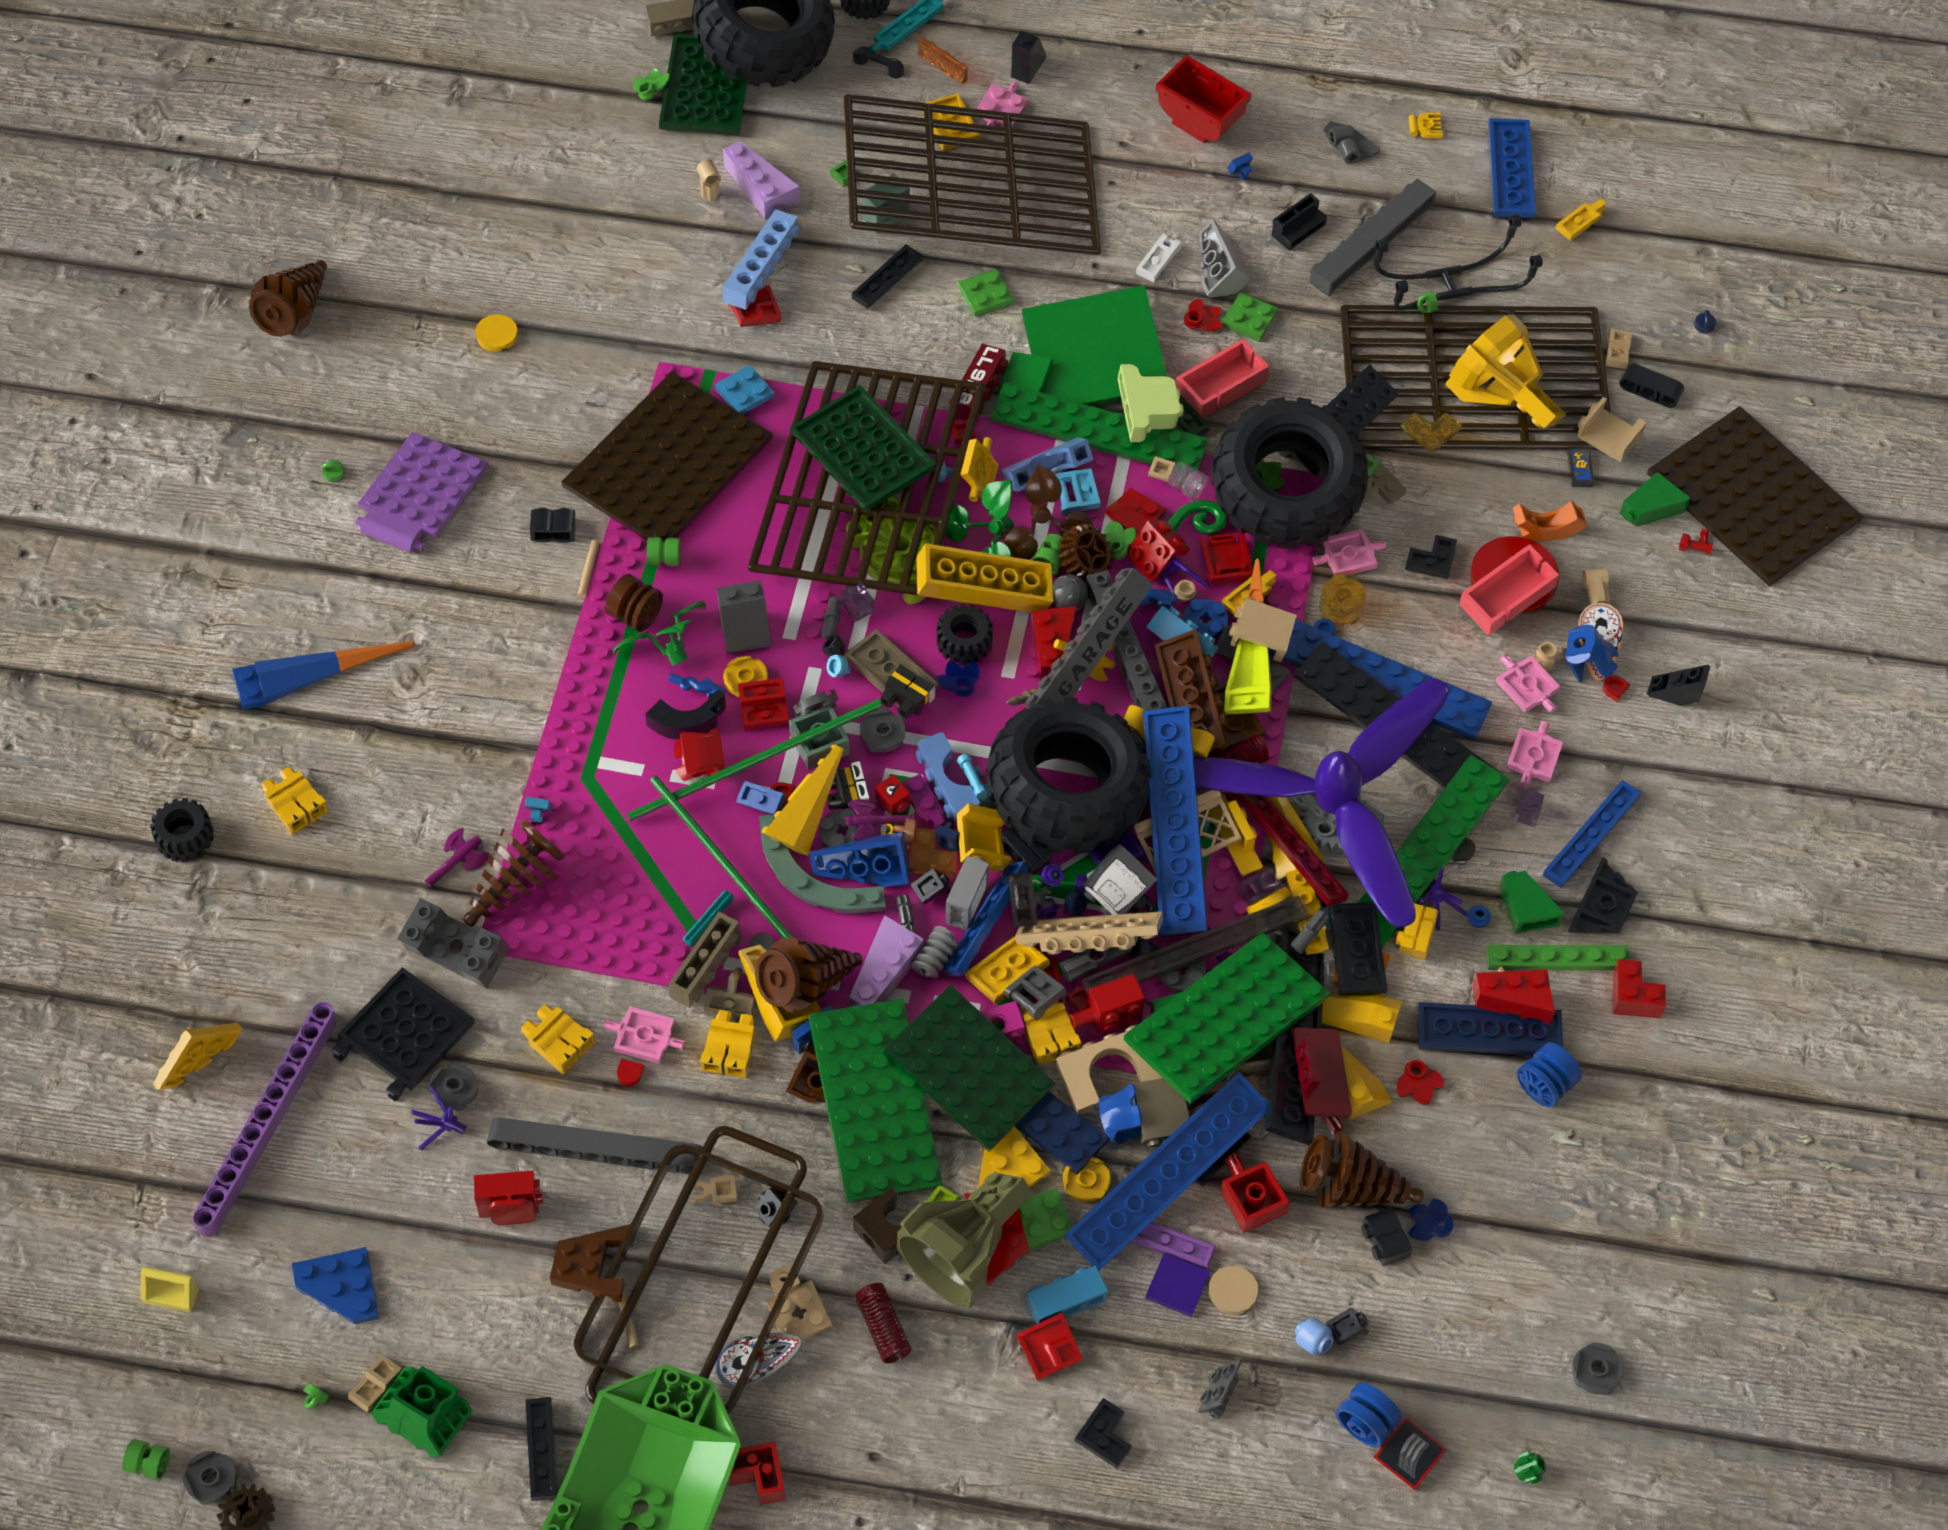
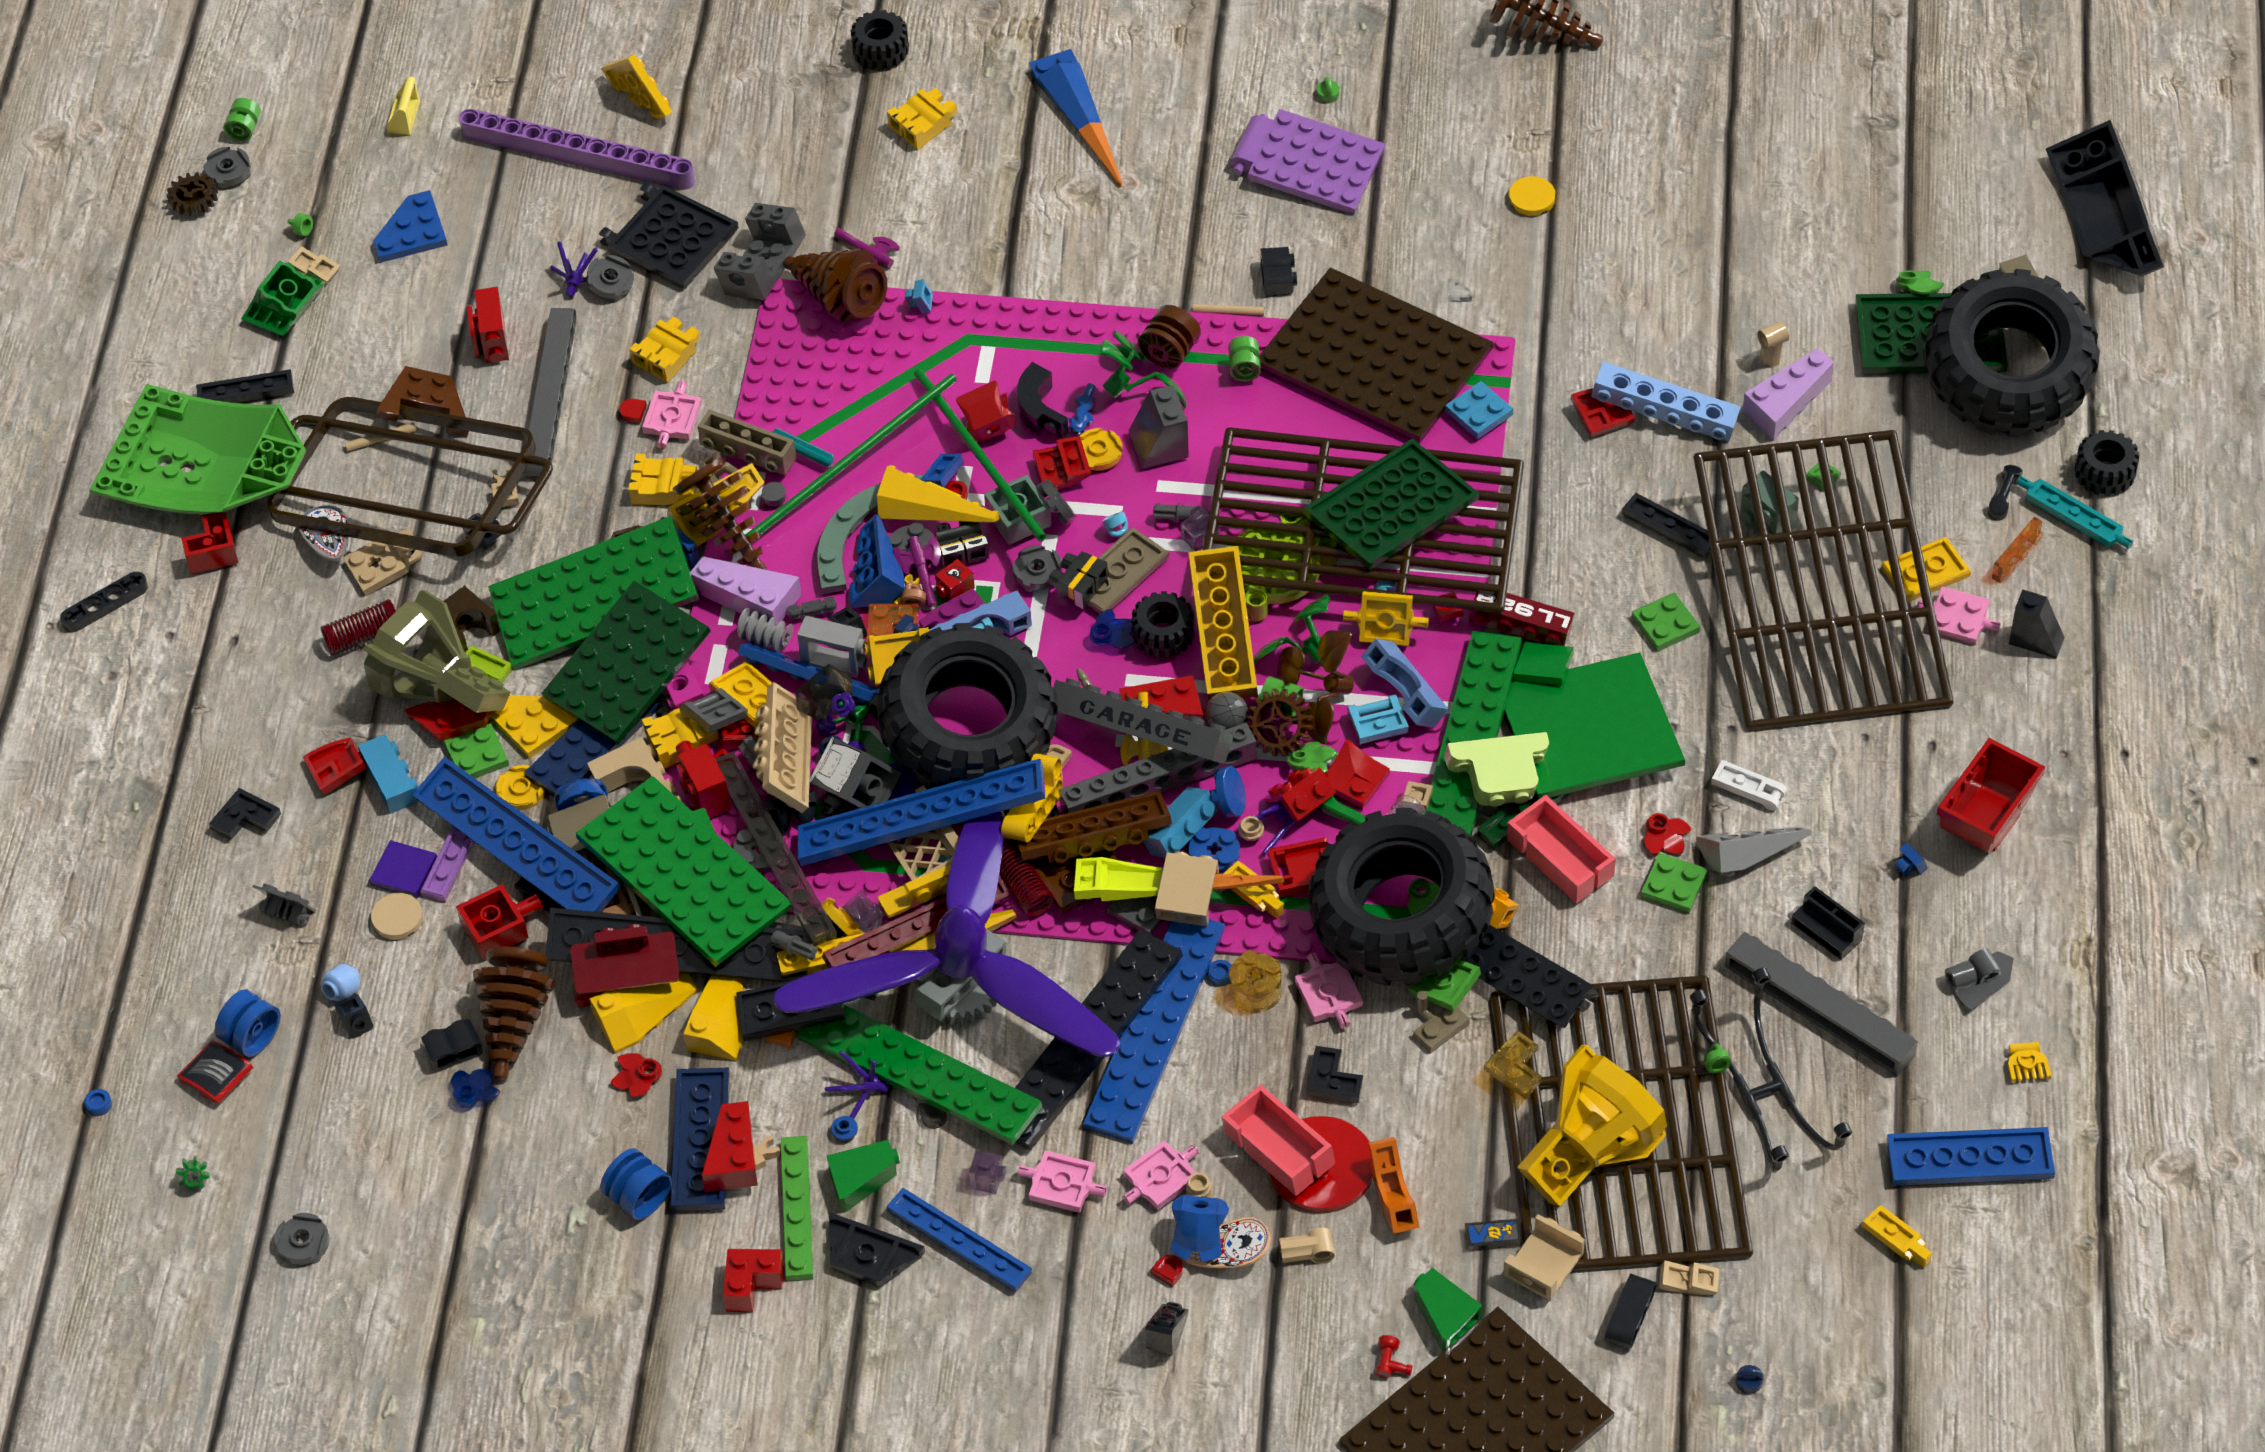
camera: 90 degrees right, 5 degrees down
(833, 645) = (1140, 514): black tile -> none
(1329, 966) = (765, 977): clear tile -> none
(1417, 936) = (816, 1064): yellow brick -> none

